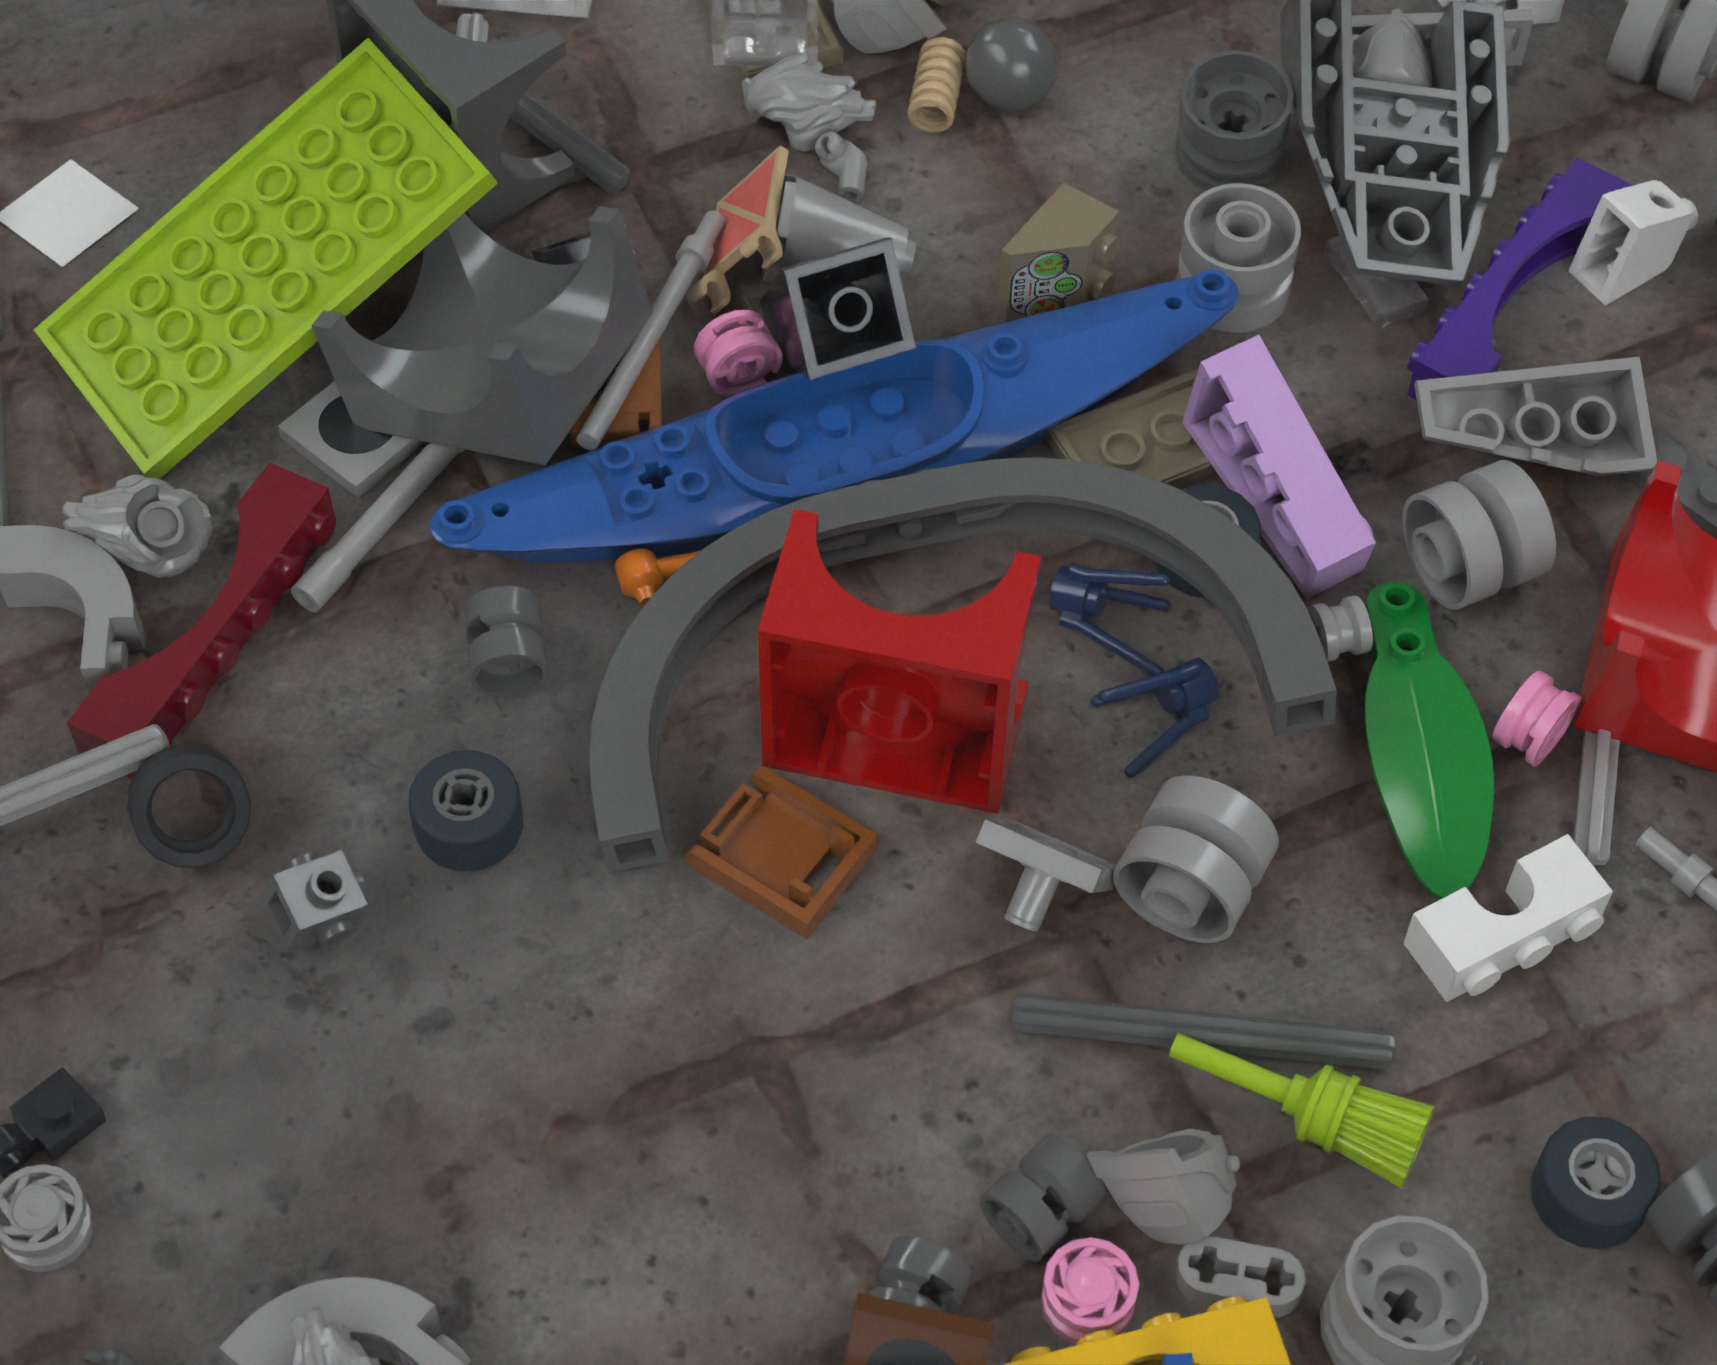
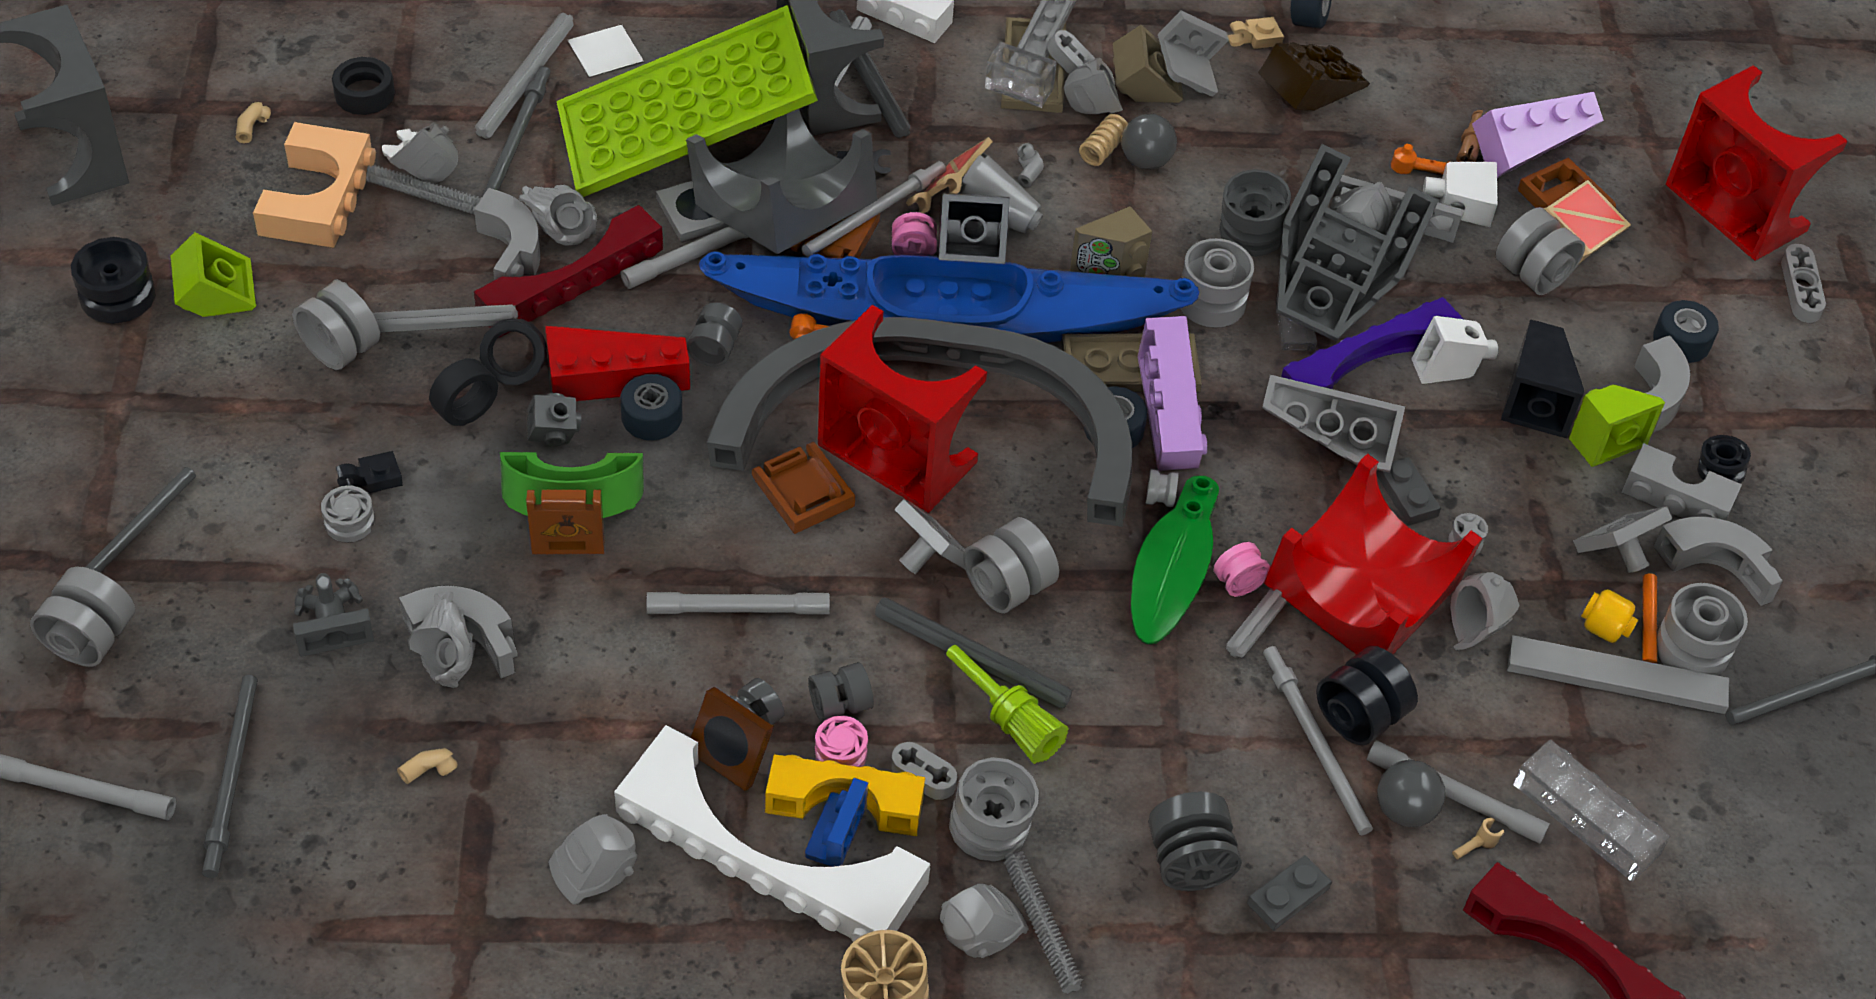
camera: 20 degrees right, 5 degrees down
(139, 912) = (453, 381): none -> black tyre
(358, 760) = (601, 362): none -> red wedge
(411, 1032) = (616, 475): none -> bright green brick
(440, 1085) = (565, 522): none -> dark orange container
(690, 1144) = (754, 603): none -> light grey piece
(805, 100) = (1024, 122): light grey hair -> none
(1084, 592) = (1031, 421): dark blue plant -> none
(1171, 1184) = (906, 711): light grey helmet -> none
(1179, 690) = (1058, 486): dark blue plant -> none
(1470, 948) = (1139, 666): white arch -> none
(1479, 534) = (1257, 466): light grey wheel -> none
(1615, 1168) = (1131, 795): black wheel -> none

